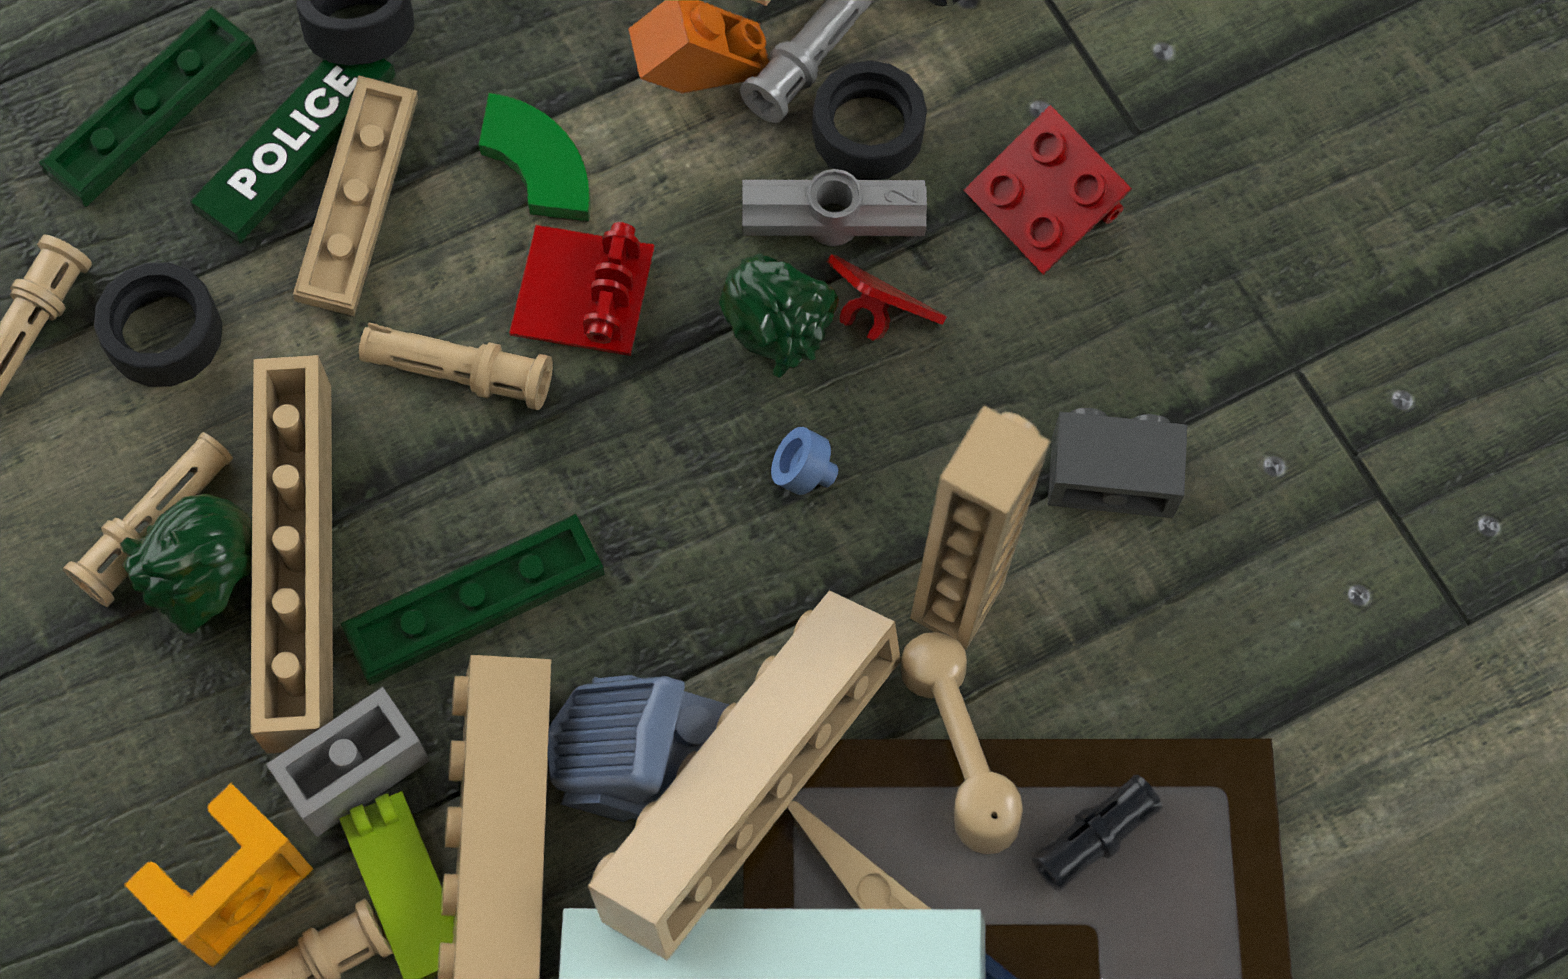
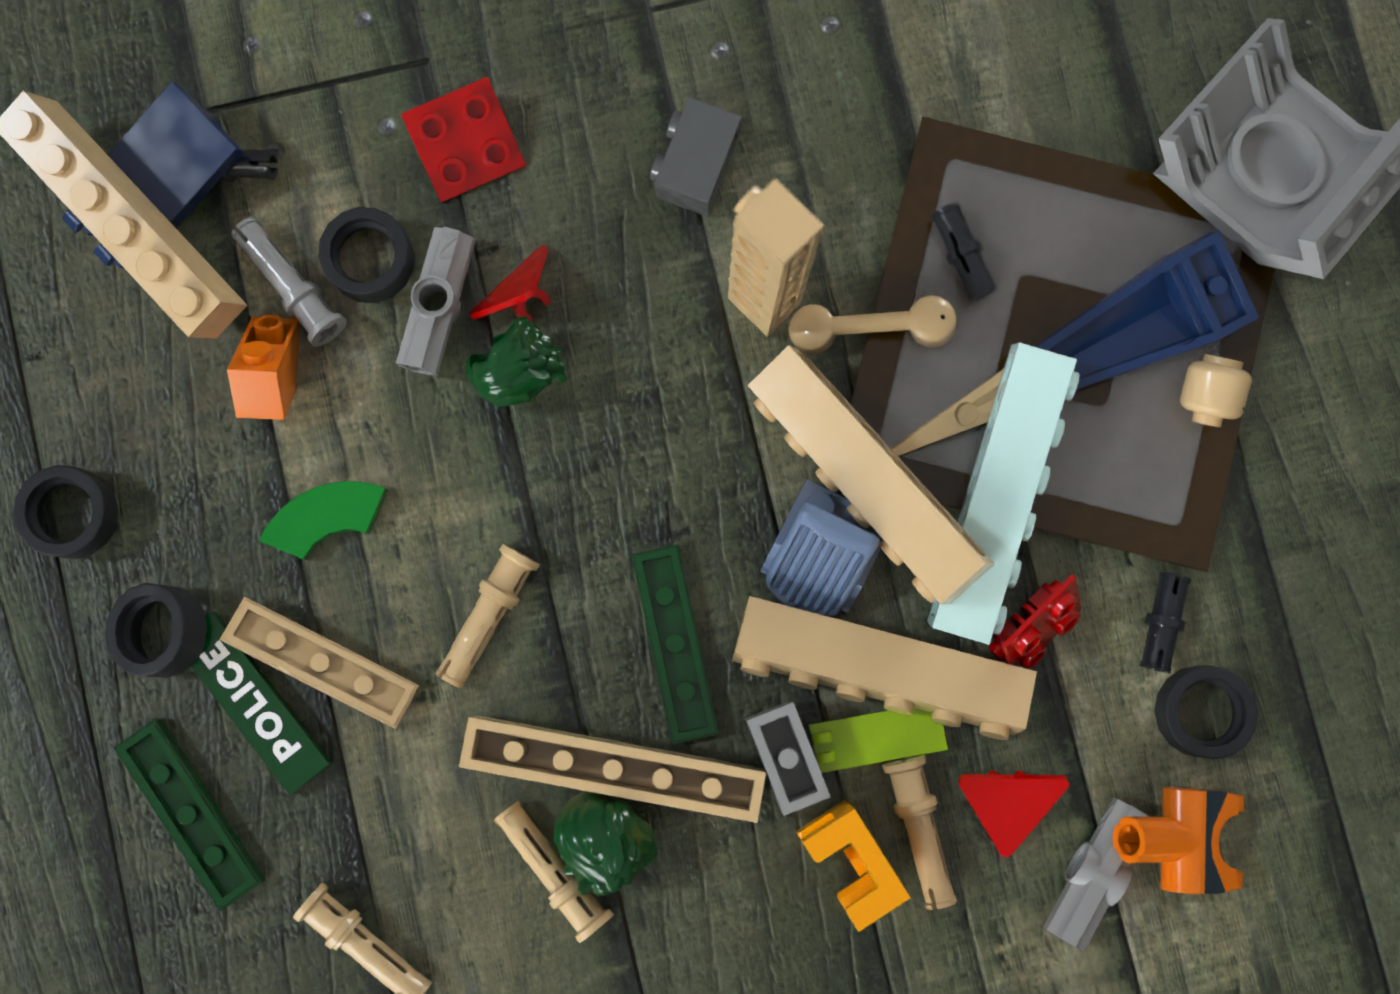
camera: 75 degrees left, 15 degrees up
(142, 285) = (353, 841): black tyre -> none
(583, 288) = (448, 507): red hinge -> none
(803, 462) = (635, 380): medium blue tile -> none

